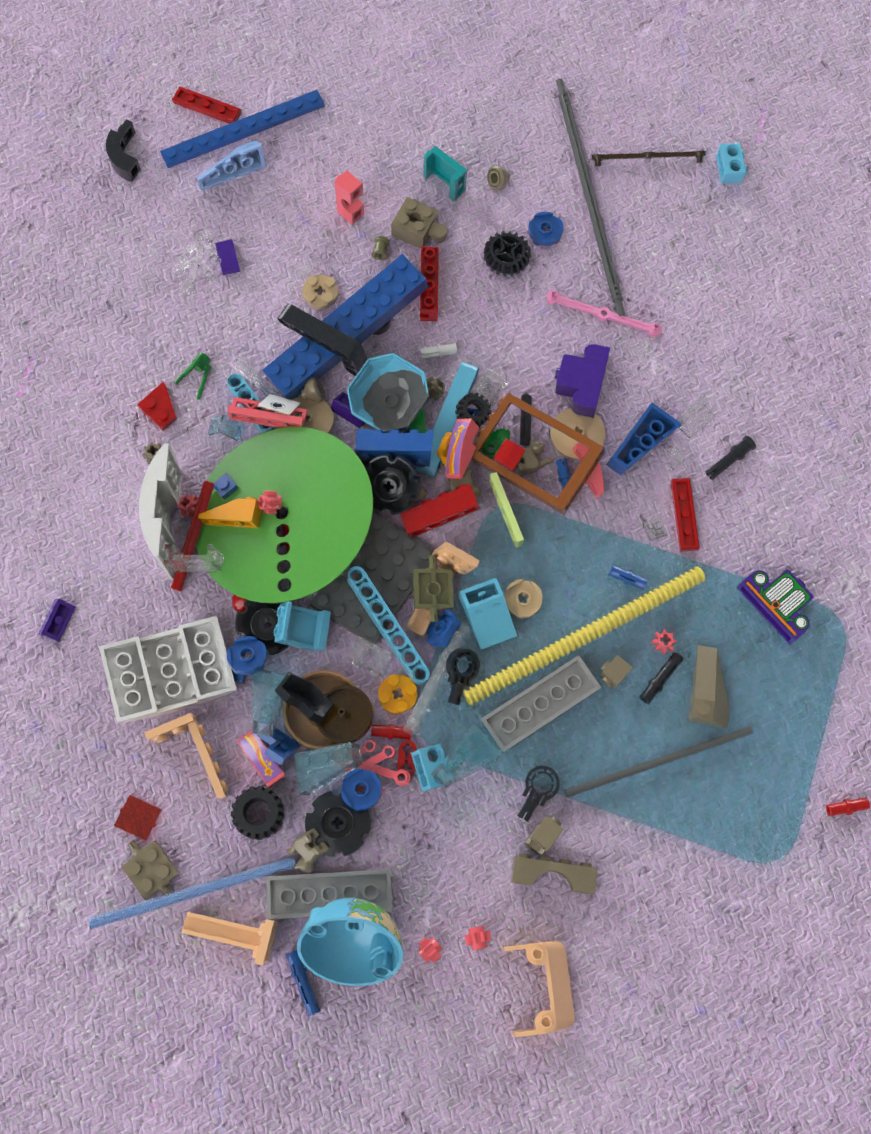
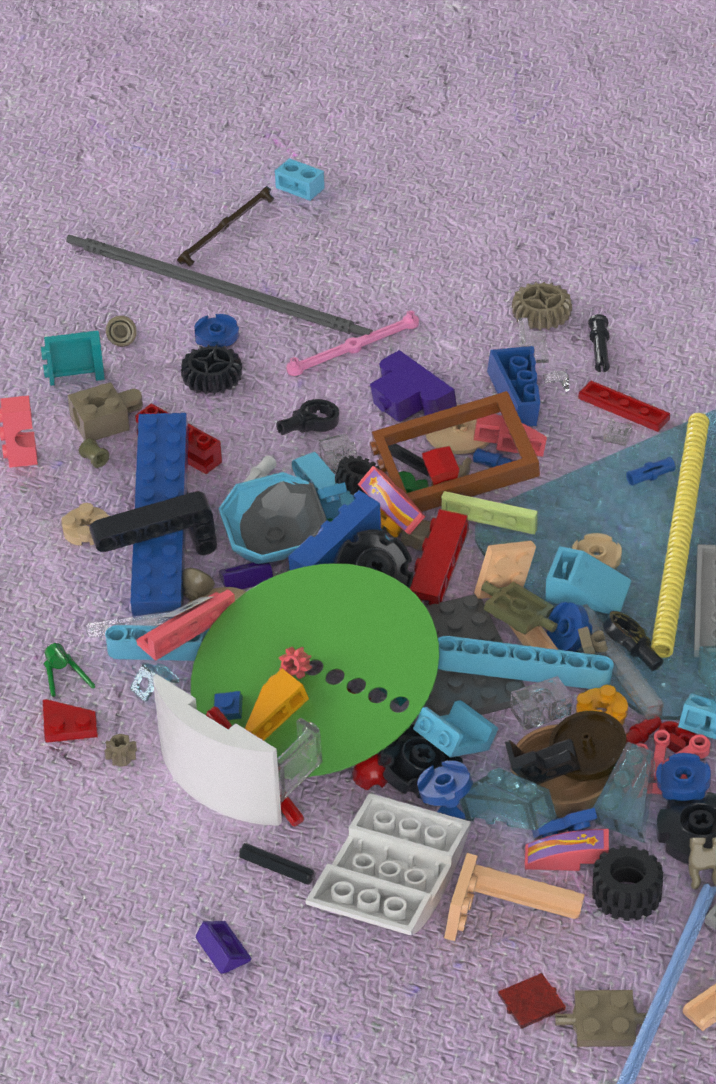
camera: 45 degrees left, 30 degrees down
(135, 602) = (276, 863): none -> black axle
(431, 653) = (591, 643): none -> dark tan tile
(432, 411) = (330, 499): none -> dark azure slope
(506, 342) = (306, 421): none -> black pin
(740, 406) = (542, 305): none -> dark tan gear

